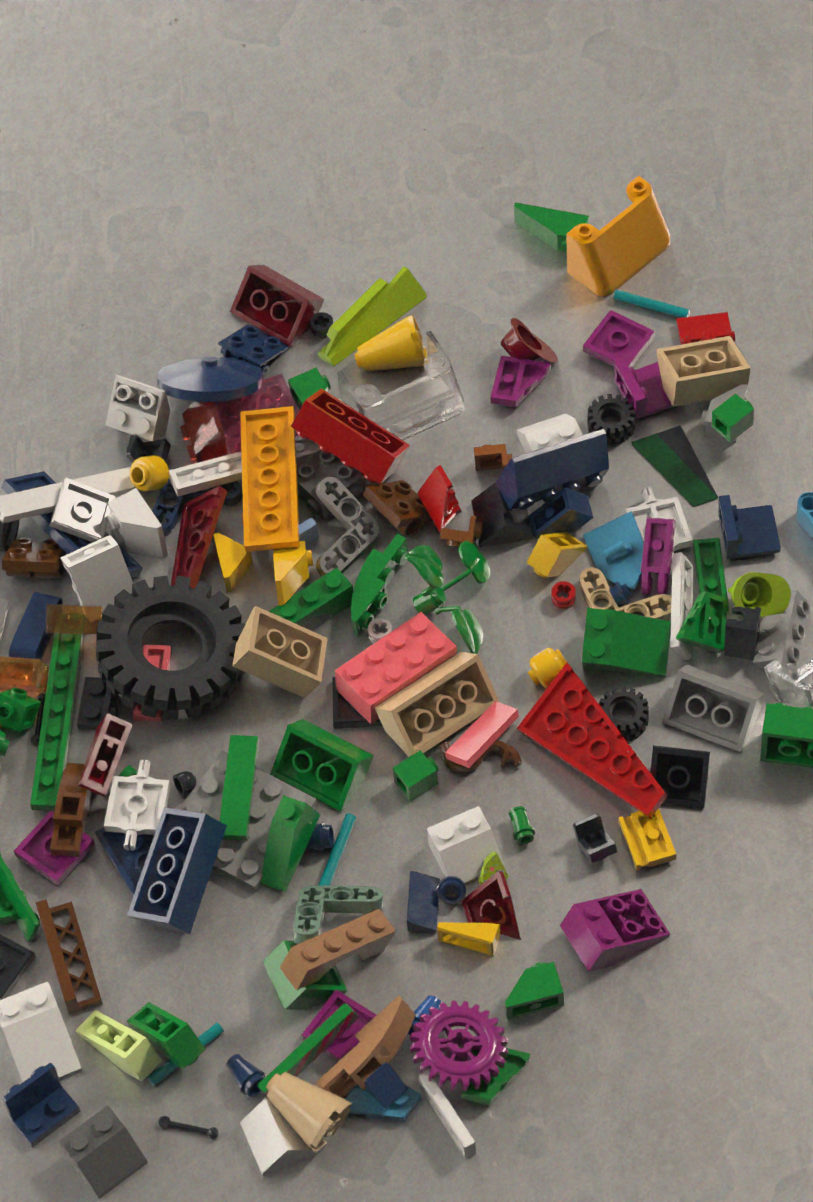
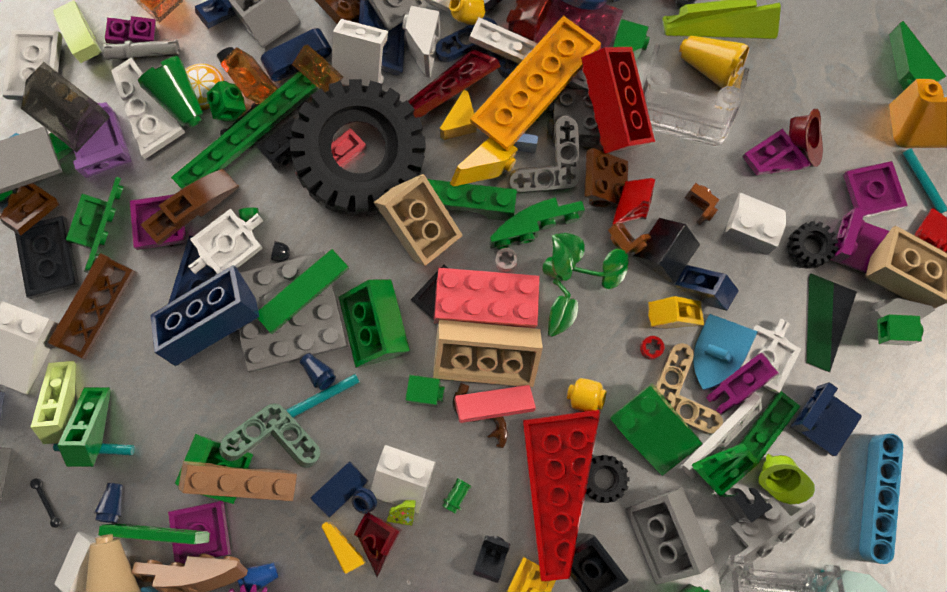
camera: 35 degrees right, 20 degrees up
(104, 754) = (238, 189): slope -> none
(287, 841) = (293, 362): green slope -> none
(550, 469) = (732, 254): dark blue slope -> none
(621, 594) = (690, 386): dark blue plate -> none

